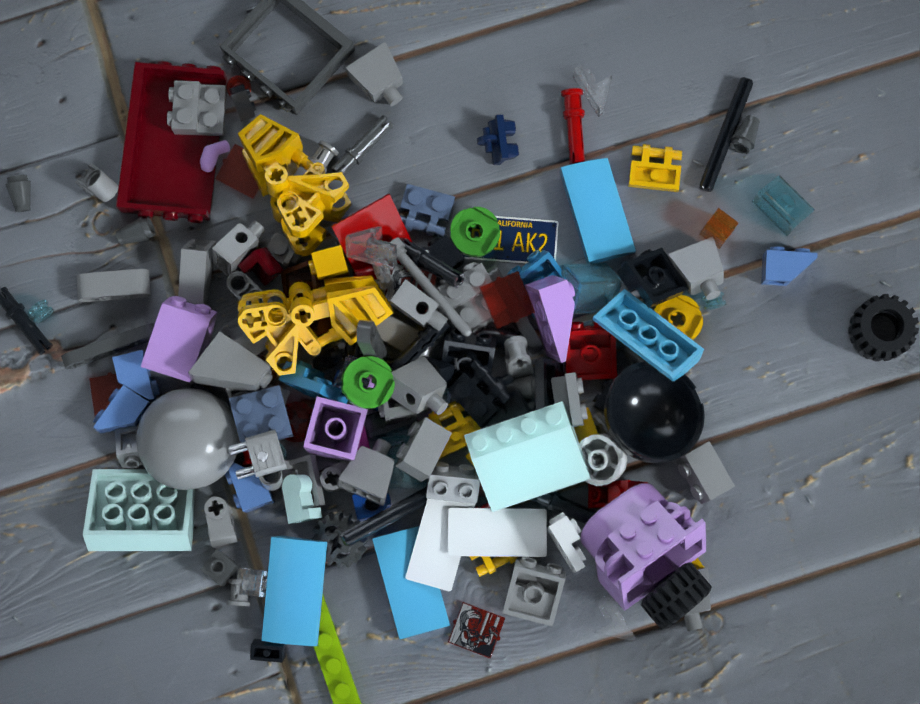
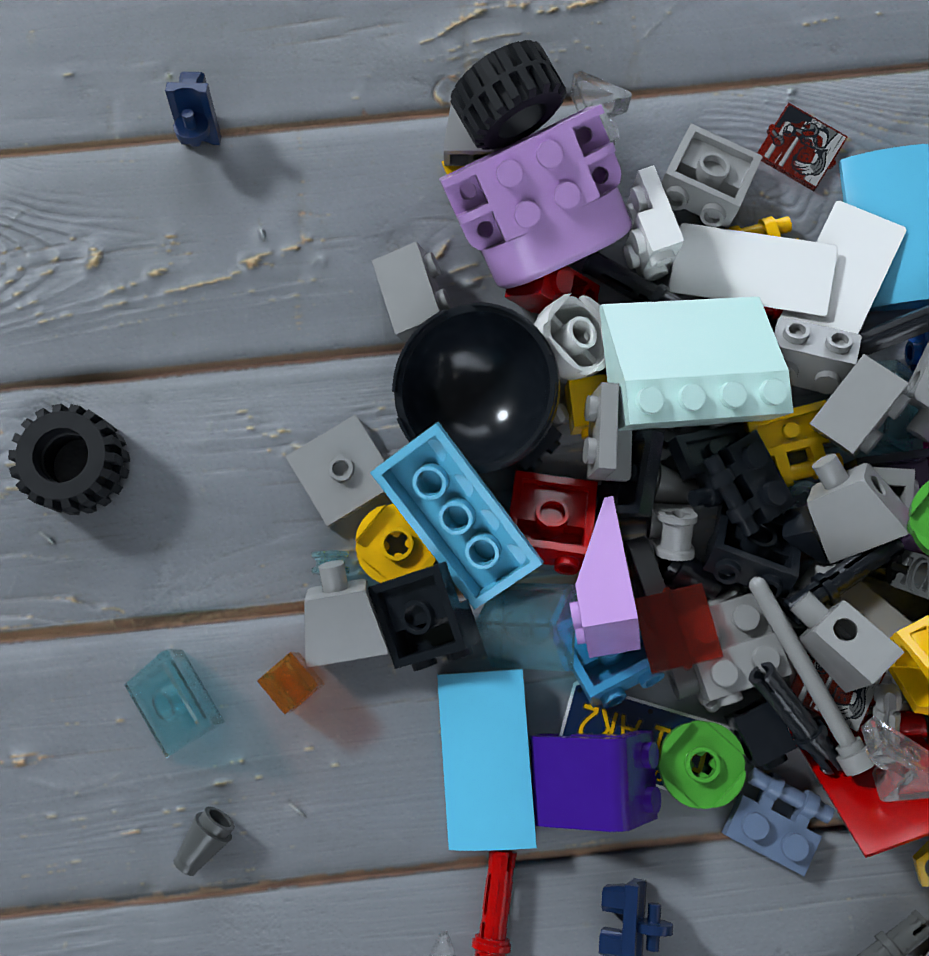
camera: 170 degrees left, 0 degrees up
(534, 210) = (595, 780): none -> dark purple piece
(655, 175) = (377, 801): yellow plate -> none
(722, 358) = (338, 470): none -> light grey plate
(726, 132) = (235, 851): black axle -> none
(783, 266) = (198, 593): medium blue slope -> none
(872, 560) = (193, 110): none -> dark blue hips

